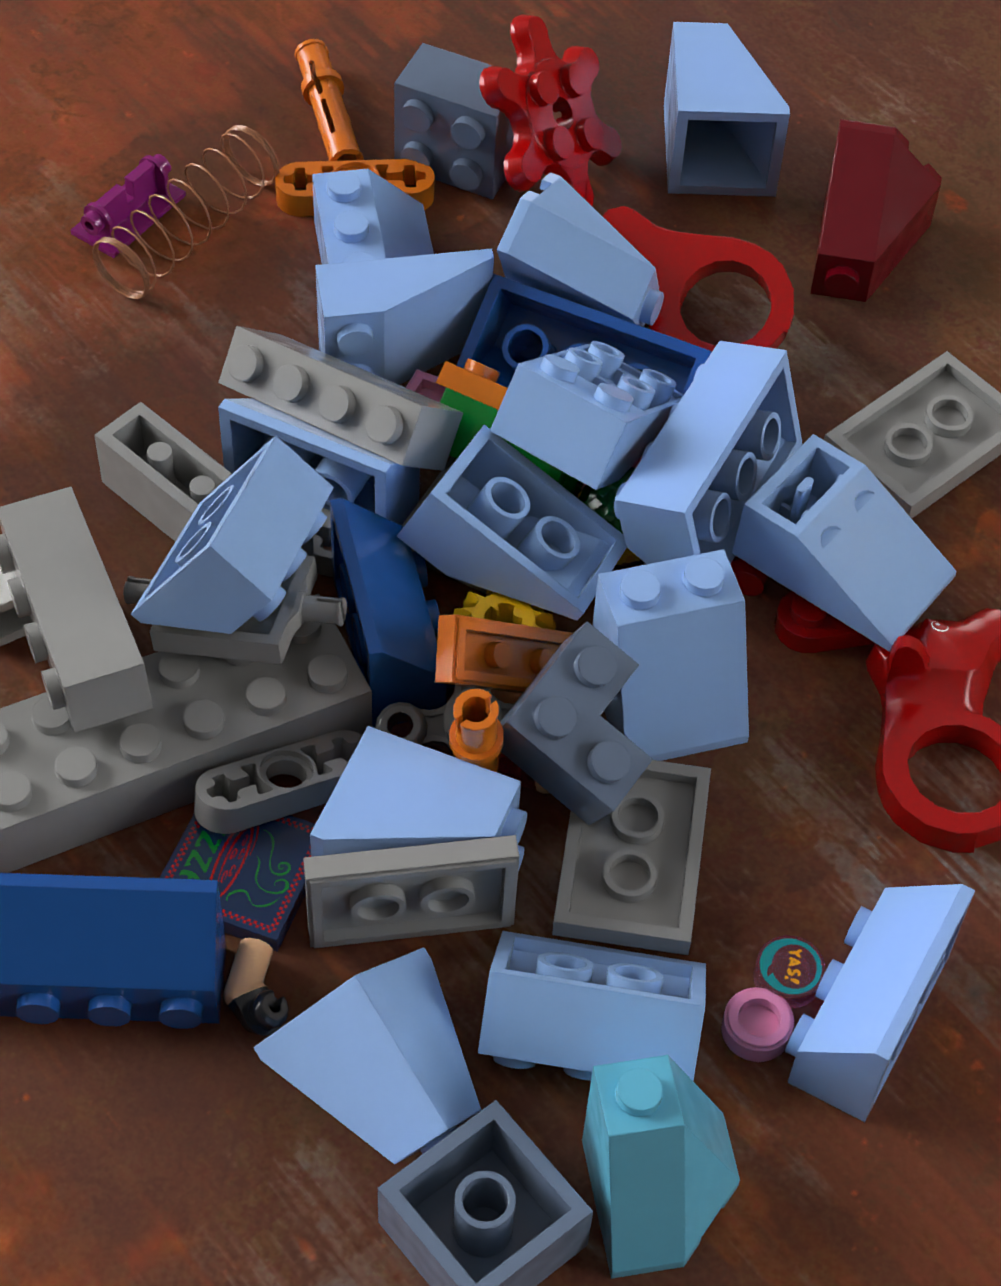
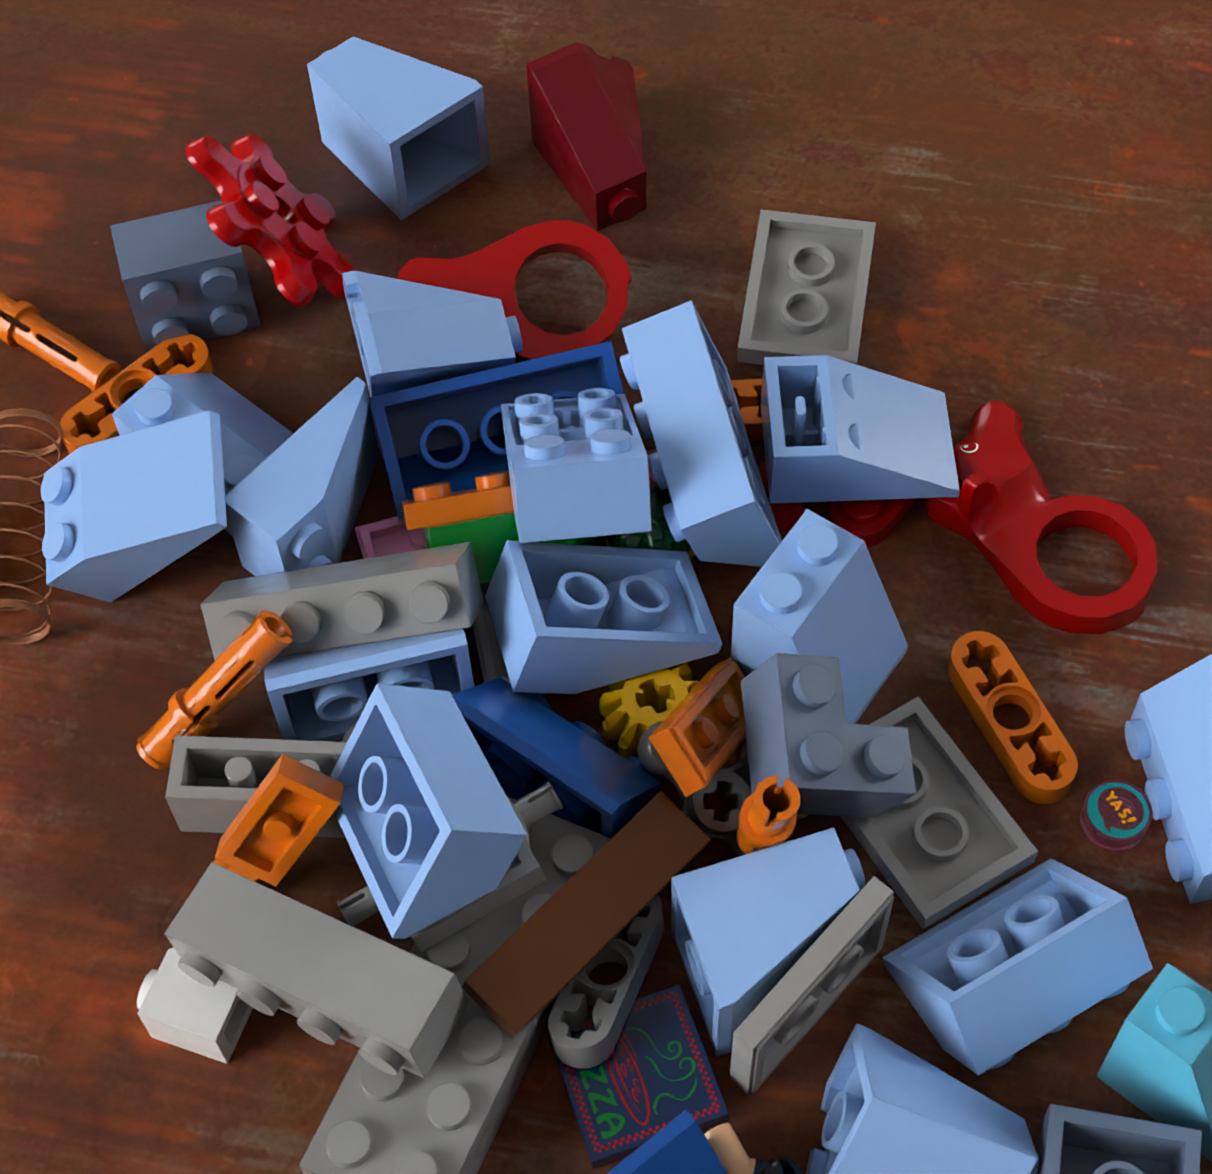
camera: 35 degrees left, 5 degrees up
(145, 503) = (278, 821): none -> orange plate
(246, 376) = (196, 708): none -> orange pin
(259, 238) = (132, 505): none -> light blue slope
(291, 712) = (585, 915): none -> reddish brown tile
(757, 1024) = (1135, 872): bright pink tile -> none
(759, 860) = (1012, 745): none -> orange beam

